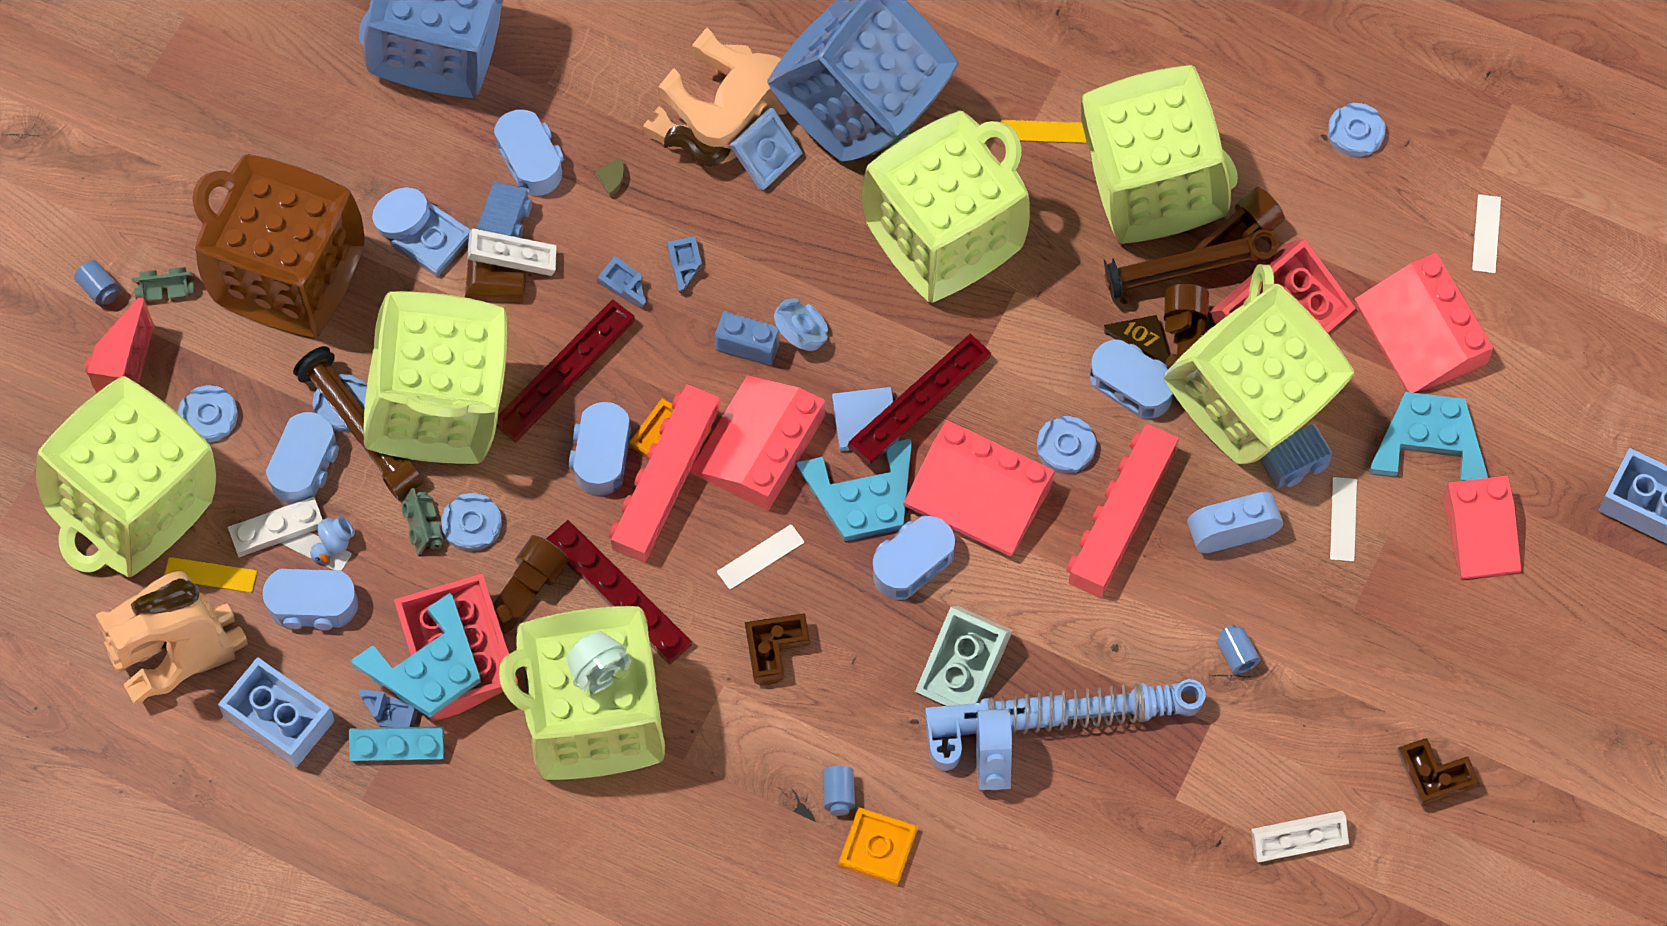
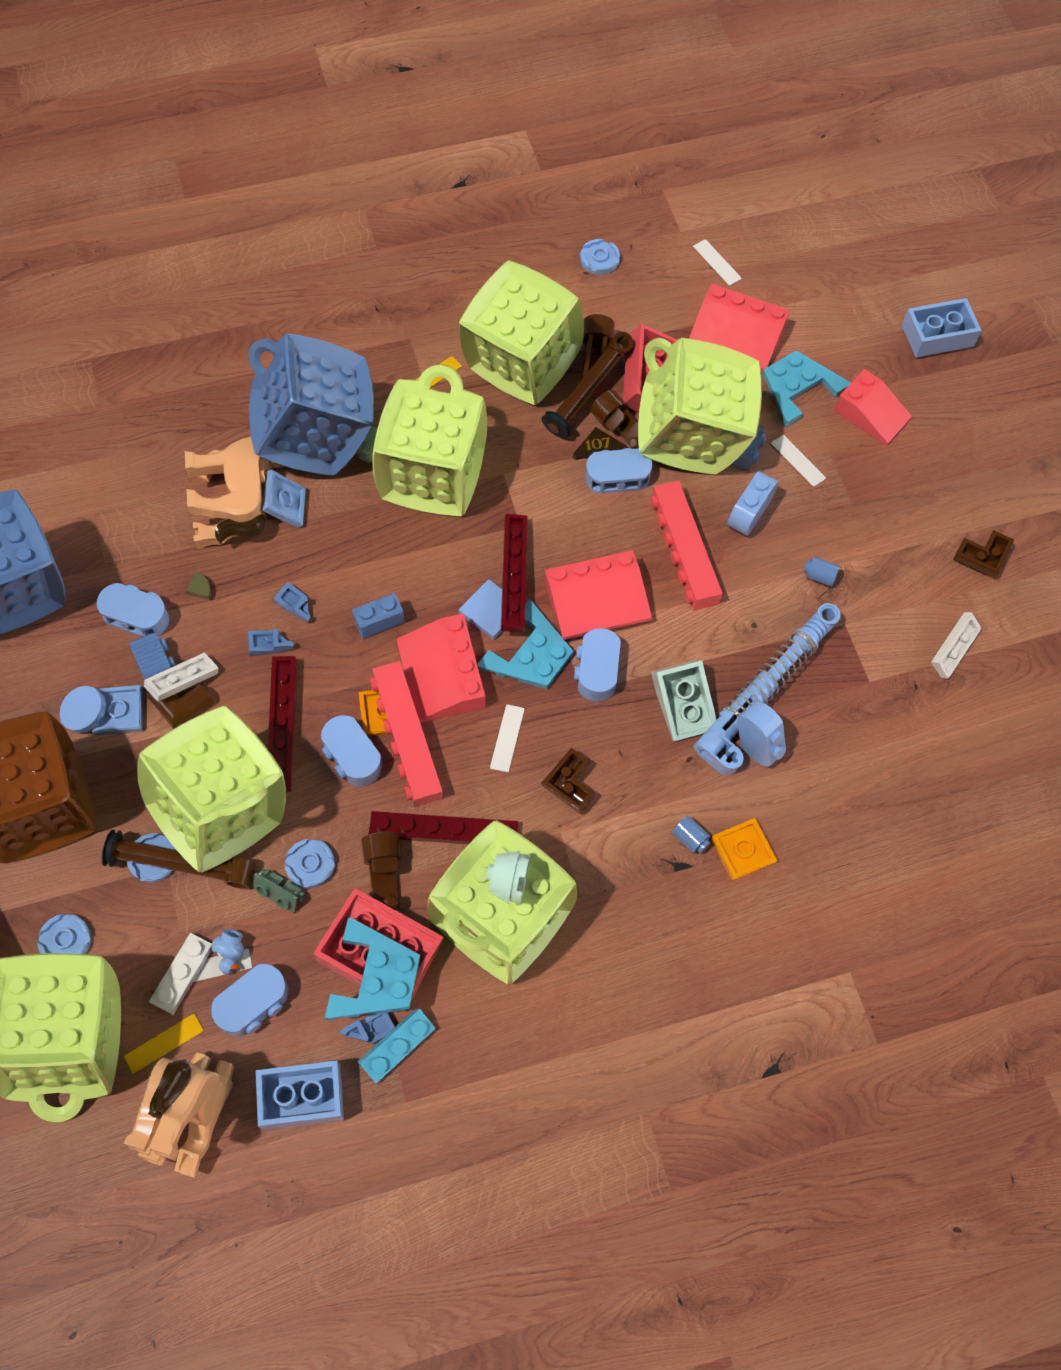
camera: 45 degrees left, 0 degrees up
(302, 458) = (159, 914): light blue brick -> none
(801, 324) = (403, 583): light blue tile -> none
(1066, 445) = (616, 534): light blue tile -> none

